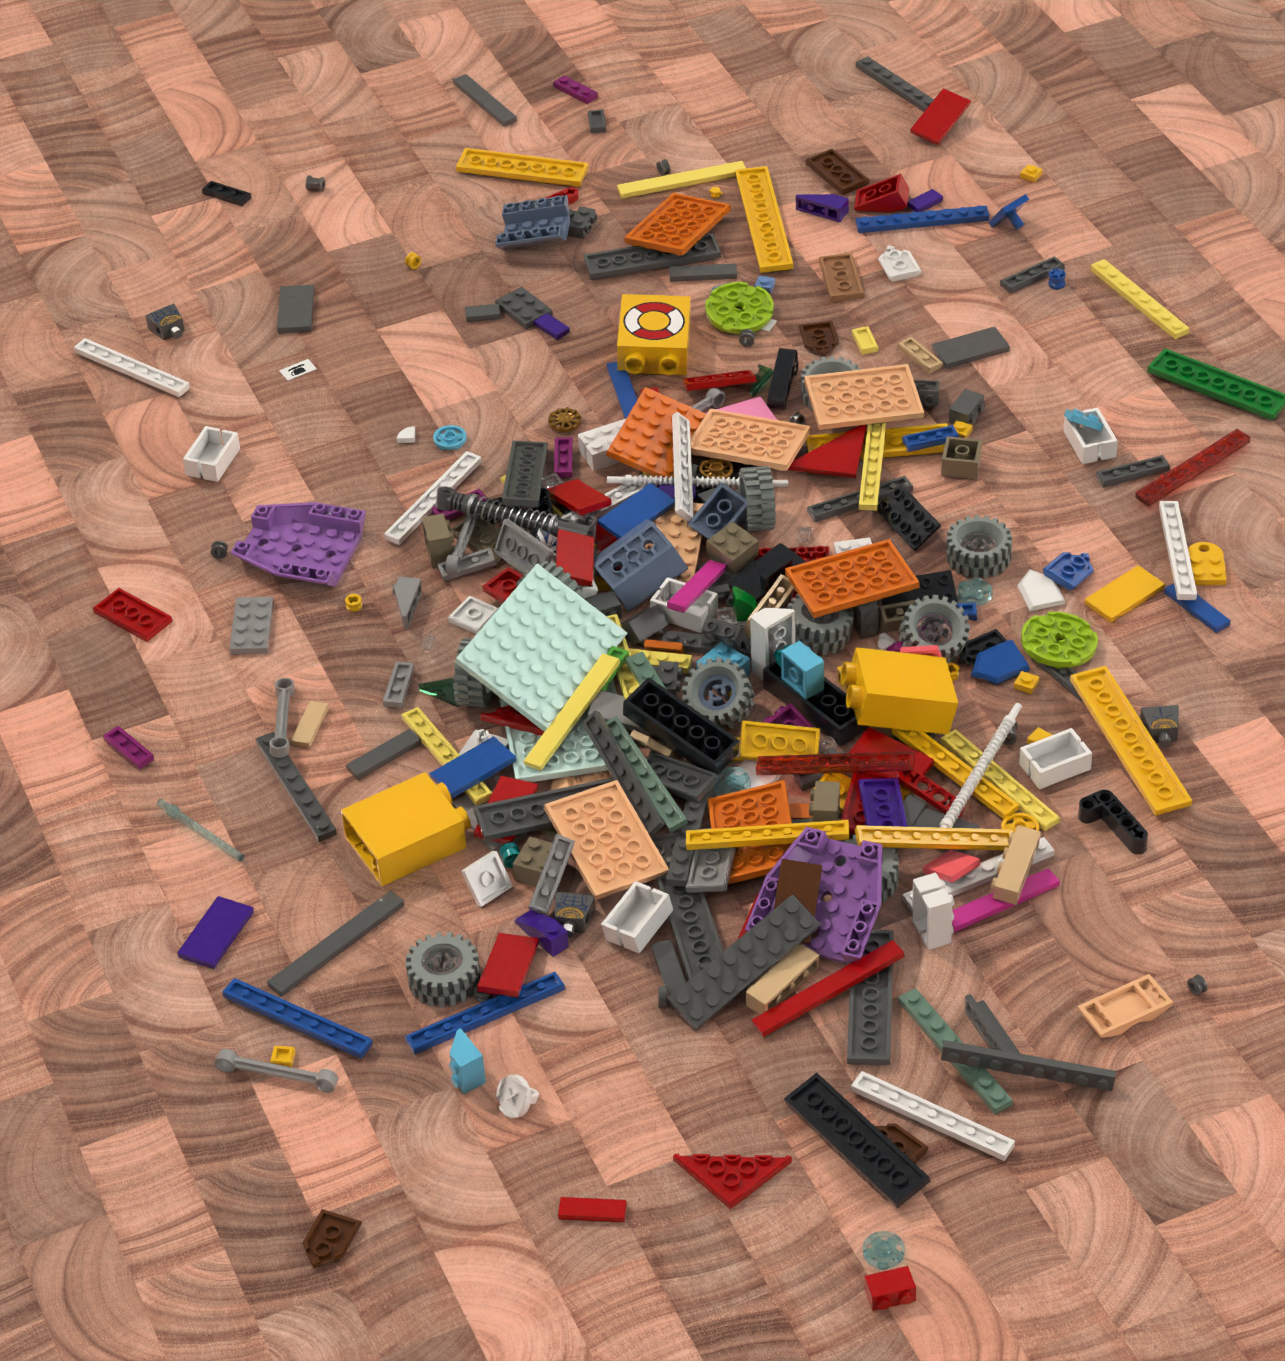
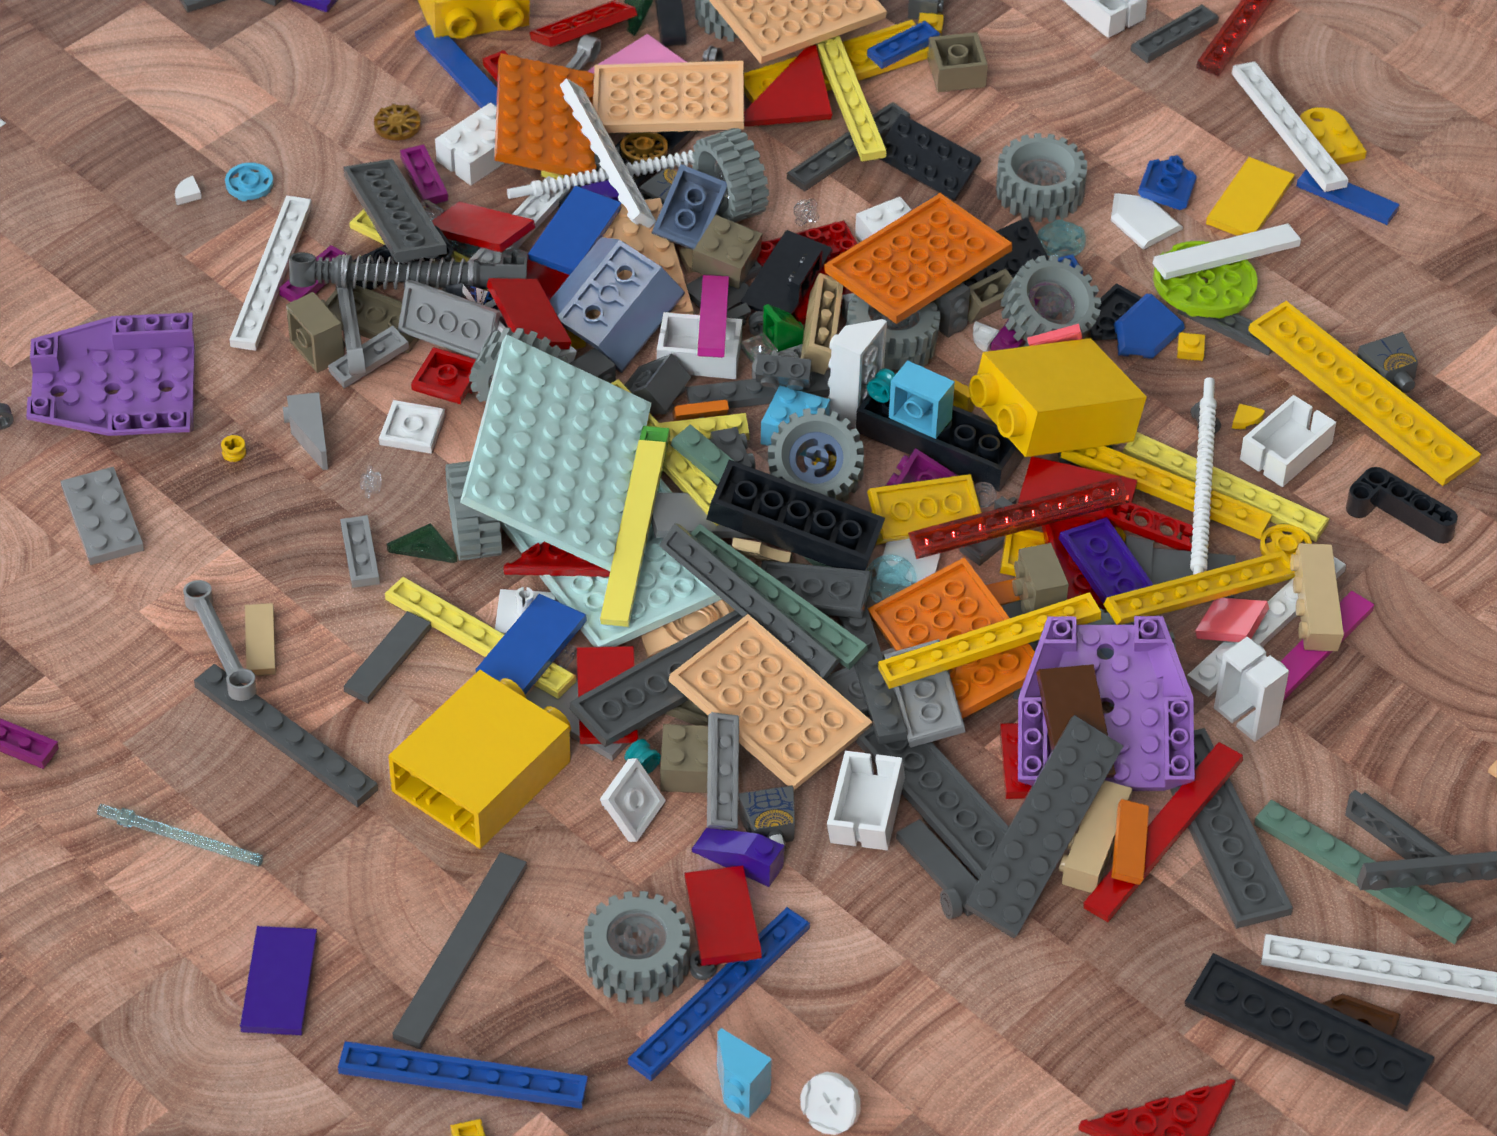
camera: 25 degrees left, 5 degrees up
(798, 987) = (1130, 842): none -> orange tile
(1082, 624) = (1226, 251): none -> white tile

